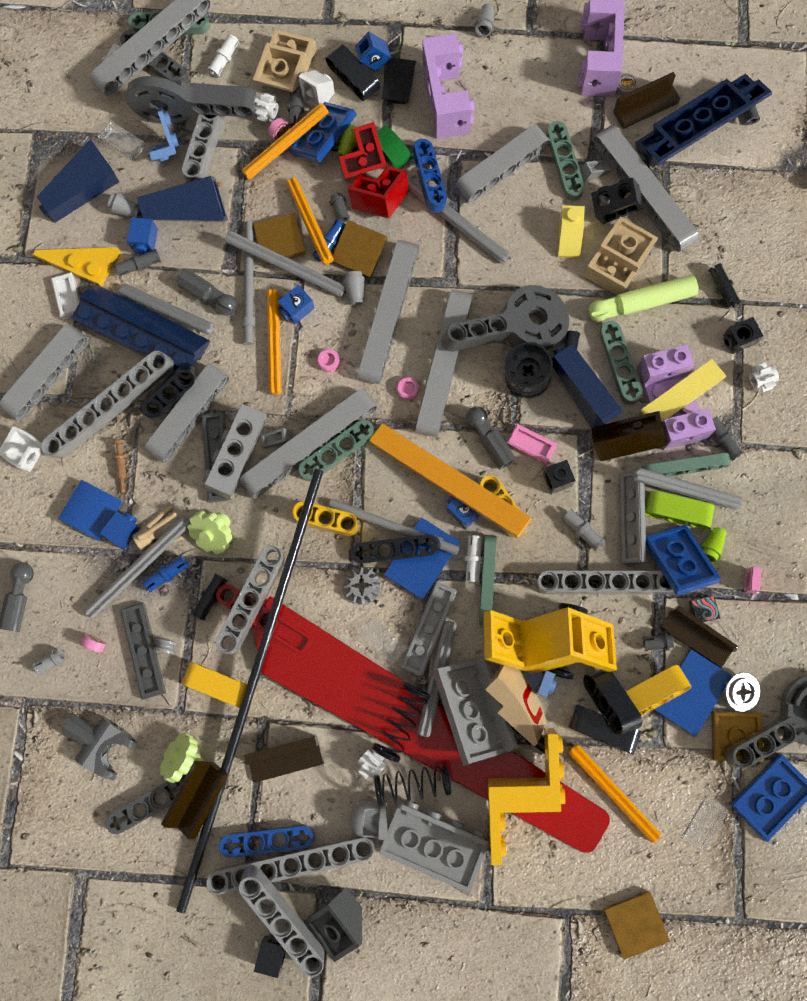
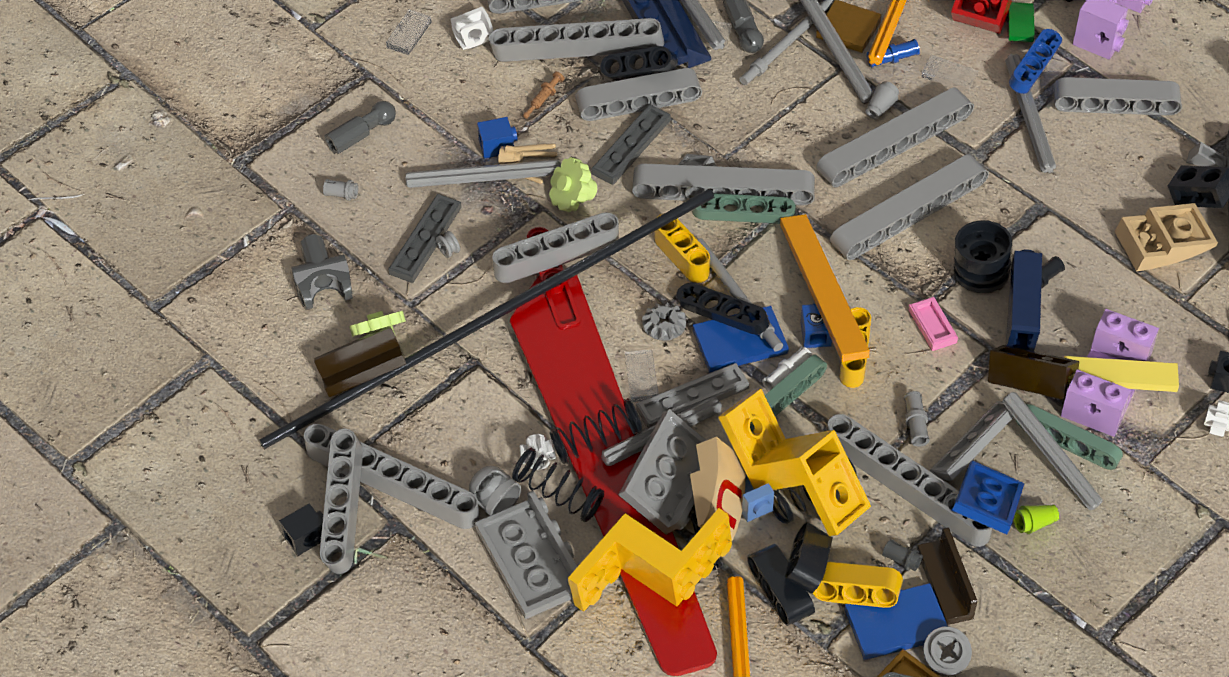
camera: 35 degrees right, 25 degrees down
(89, 509) = (484, 104): blue slope -> none
(93, 643) = (390, 200): bright pink tile -> none
(148, 801) = (318, 344): dark grey beam -> none
(165, 573) = (502, 194): blue pin -> none
(208, 597) = (517, 235): black pin -> none
(214, 684) = (460, 297): yellow beam -> none
(226, 485) = (651, 144): light grey brick -> none
(266, 838) = (389, 443): blue beam -> none
(273, 333) = (767, 95): light orange axle -> none
(284, 759) = (466, 396): dark brown panel -> none
(295, 305) = (814, 79): blue brick -> none
(328, 360) = (803, 140): bright pink tile -> none
(338, 202) = (929, 31): dark grey pin -> none
(338, 924) = (384, 544): dark grey slope -> none
(359, 248) = (915, 75): pearl gold tile -> none
(379, 195) = (973, 44): red brick -> none
(407, 388) = (855, 205): bright pink tile -> none
(491, 439) = (896, 290): dark grey piece -> none
(514, 322) = (1007, 209): dark grey beam -> none
(559, 477) = (932, 359): black brick -> none
(565, 160) = (1181, 132): sand green beam -> none
(570, 231) = (1133, 185): light yellow slope -> none
(620, 362) = (1083, 317): sand green beam -> none
(644, 298) = (1156, 281): yellowish green piece -> none
(679, 510) = (1029, 466): lime beam -> none
(705, 609) = (978, 564): tile -> none
(725, 439) = (1131, 442): dark grey pin -> none
(752, 580) = (1047, 570): bright pink tile -> none

